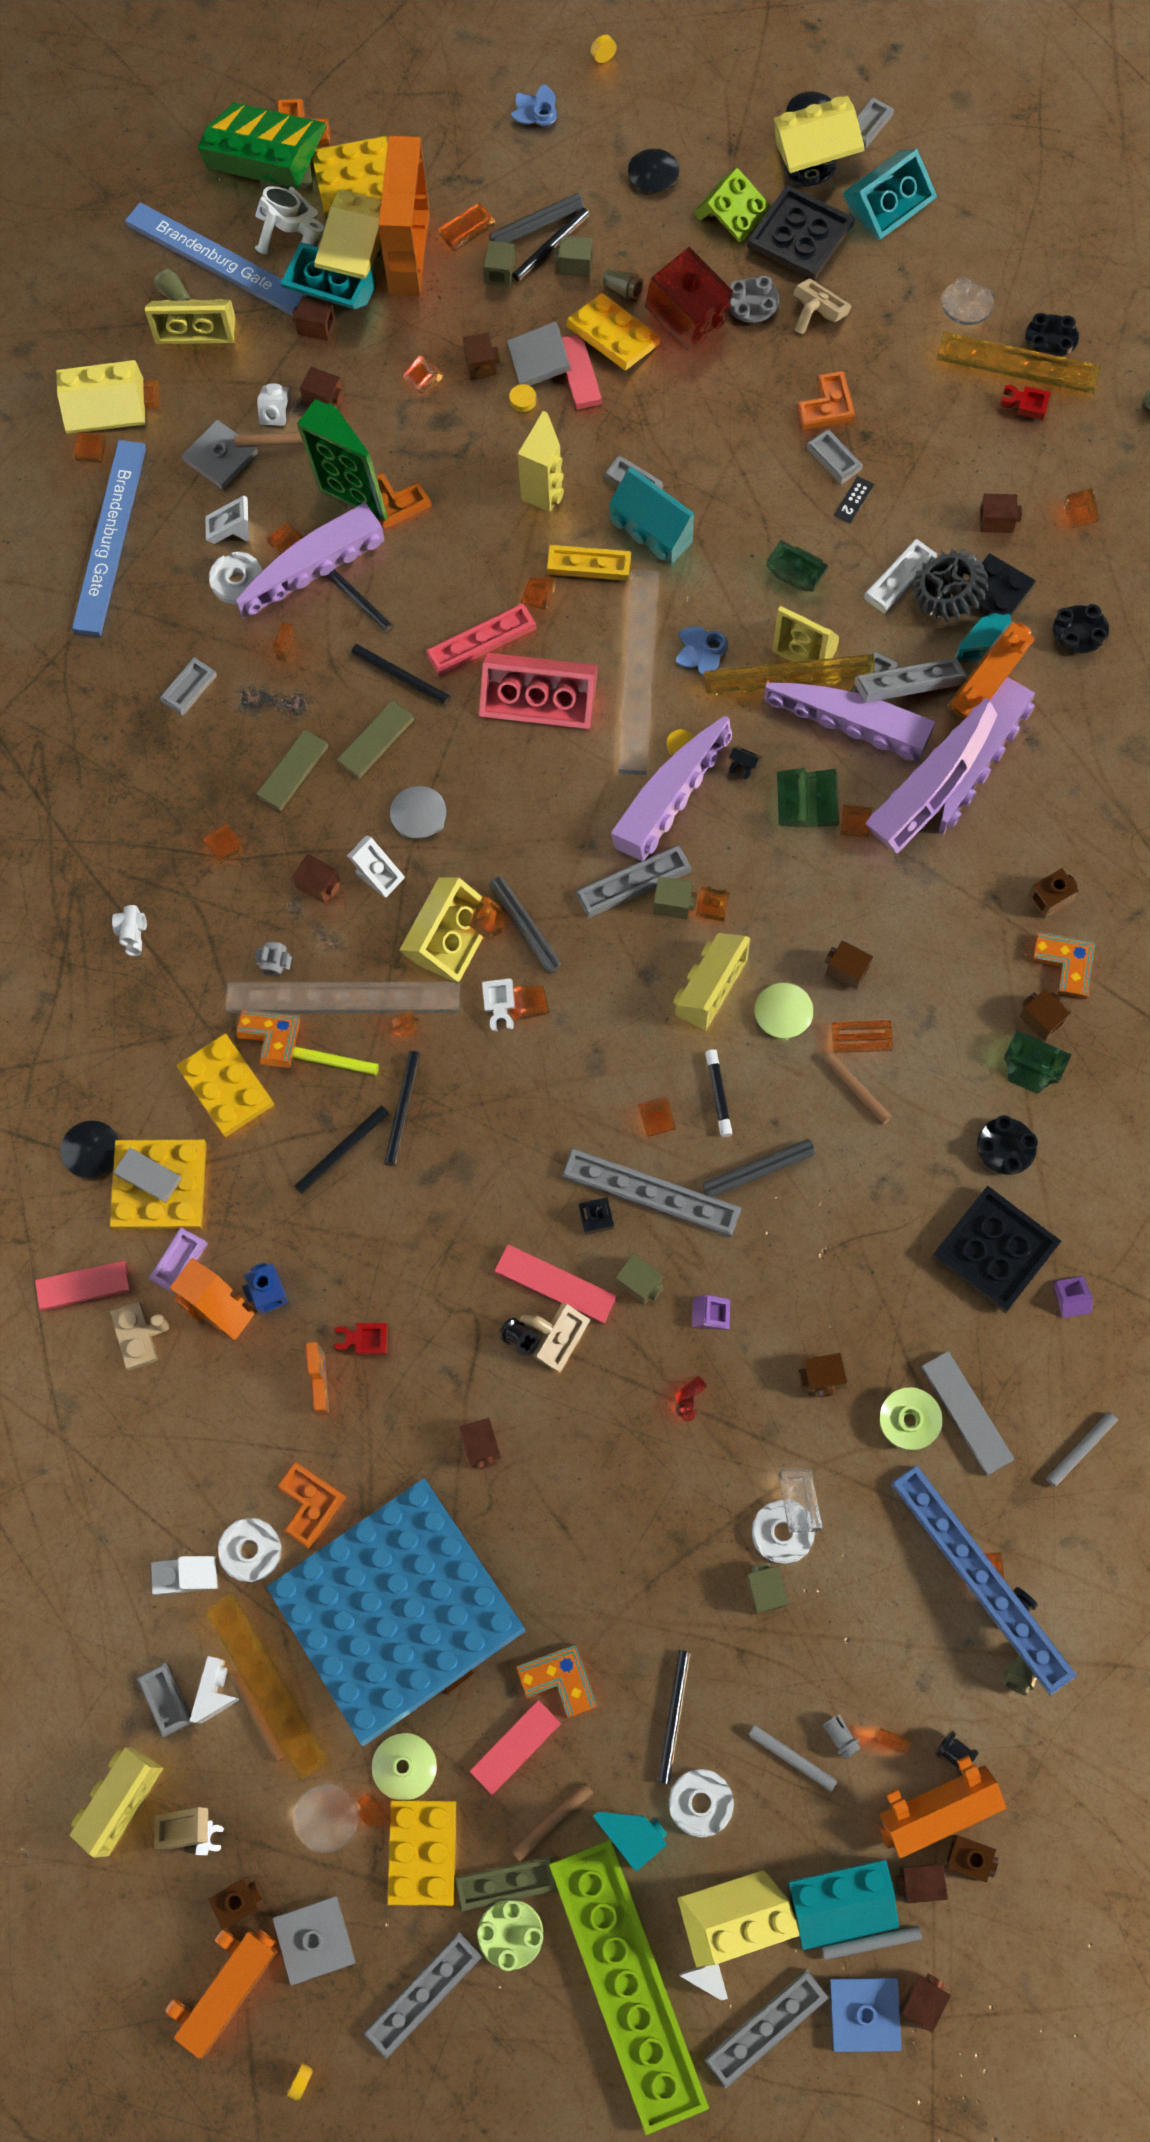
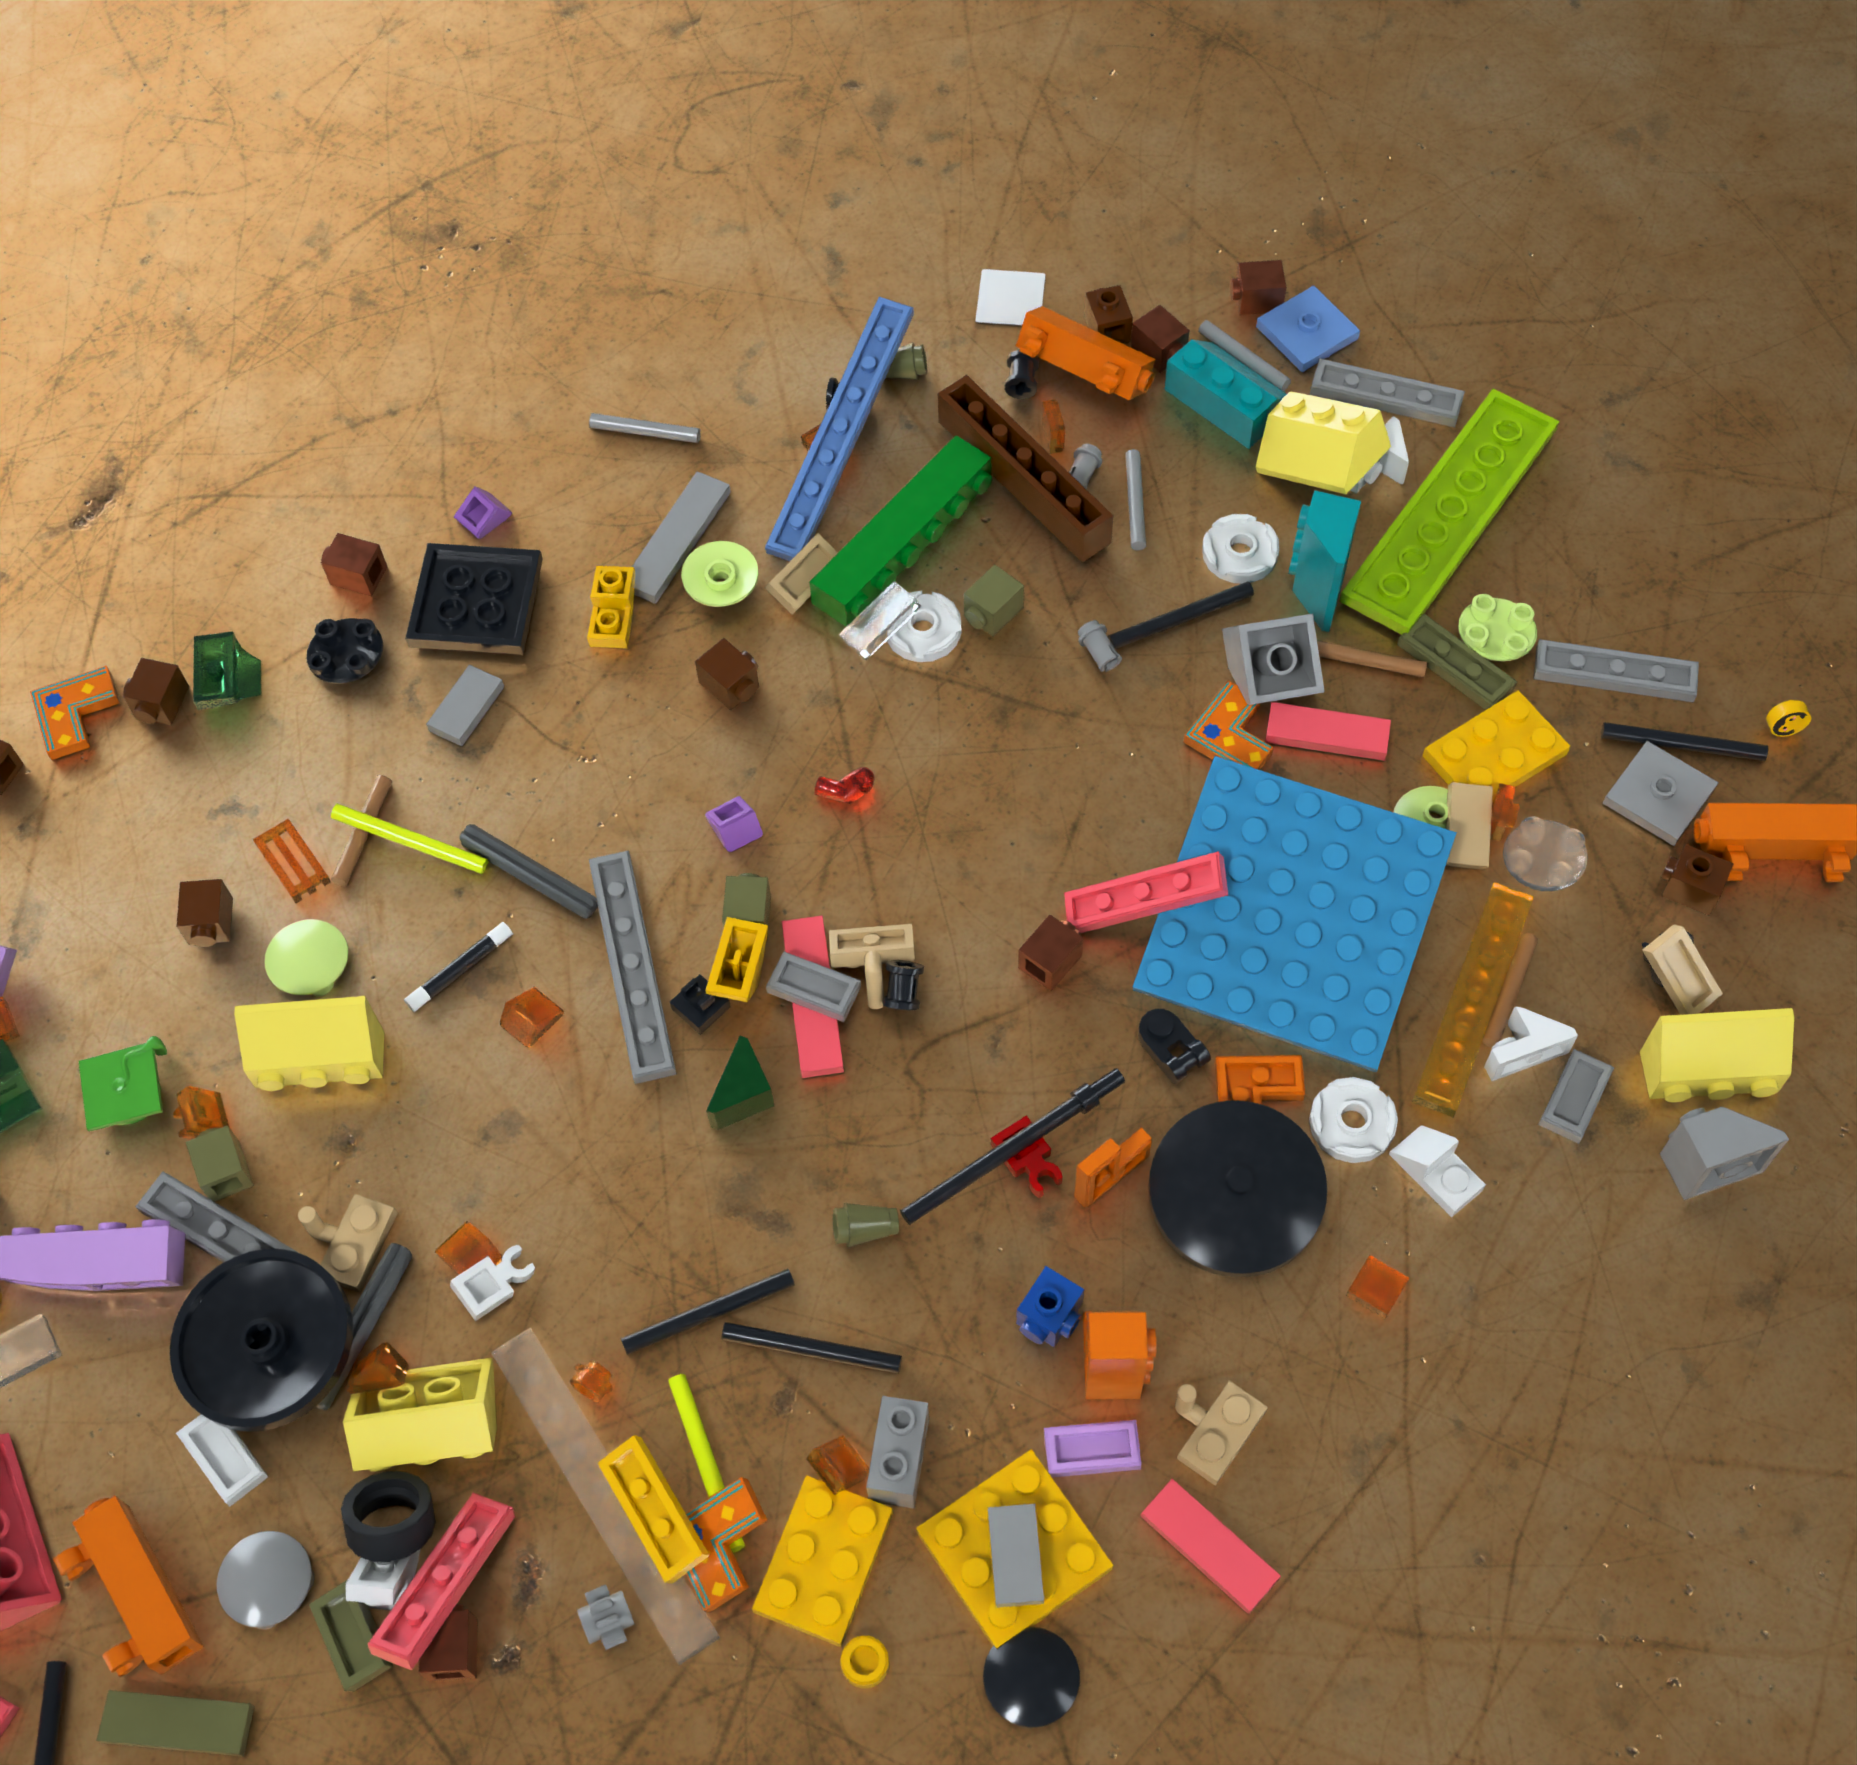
camera: 125 degrees left, 10 degrees down
(59, 1744) = (1718, 1150): none -> light grey slope
(145, 1484) = (1377, 1287): none -> clear orange tile
(160, 1074) = (864, 1661): none -> yellow tile
(247, 1153) = (898, 1452): none -> light grey brick
(256, 1445) = (1237, 1188): none -> black dish
(265, 1120) = (838, 1464): none -> clear orange tile
(308, 1010) = (653, 1509): none -> yellow plate
(337, 1994) = (1685, 741): none -> black bar
(346, 835) = (346, 1632): none -> olive tile
(346, 889) = (441, 1581): none -> coral tile
(368, 1389) = (1082, 1100): none -> black bar
(378, 1780) = (1470, 817): none -> tan tile
(384, 1475) = (1160, 1034): none -> black plate
(389, 1220) = (863, 1223): none -> olive cone
(420, 872) = (393, 1541): none -> black tyre
(457, 749) = (137, 1586): none -> orange brick
(470, 1522) = (1147, 893): none -> coral tile
(501, 823) = (222, 1458): none -> white tile
(520, 1205) = (741, 1088): none -> dark green slope
(545, 867) = (261, 1340): none -> black dish
(556, 1284) = (813, 986): none -> light grey tile
(579, 947) = (356, 1240): none -> tan plate
(588, 1747) = (1274, 659): none -> light grey slope
(597, 1245) = (738, 960): none -> yellow slope
(684, 1638) = (1098, 644): none -> light grey pin
(760, 869) = (122, 1085): none -> bright green hat
(828, 1109) = (409, 838): none -> neon yellow bar
(863, 1686) = (1026, 469): none -> reddish brown brick
(868, 1568) = (901, 531): none -> green brick
(875, 1477) = (792, 584): none -> tan tile
(913, 1198) = (465, 705): none -> light grey tile
(930, 1333) = (612, 607): none -> yellow slope
(1045, 1804) = (1008, 296): none -> white sticker
(1075, 1185) = (354, 564): none -> copper brick

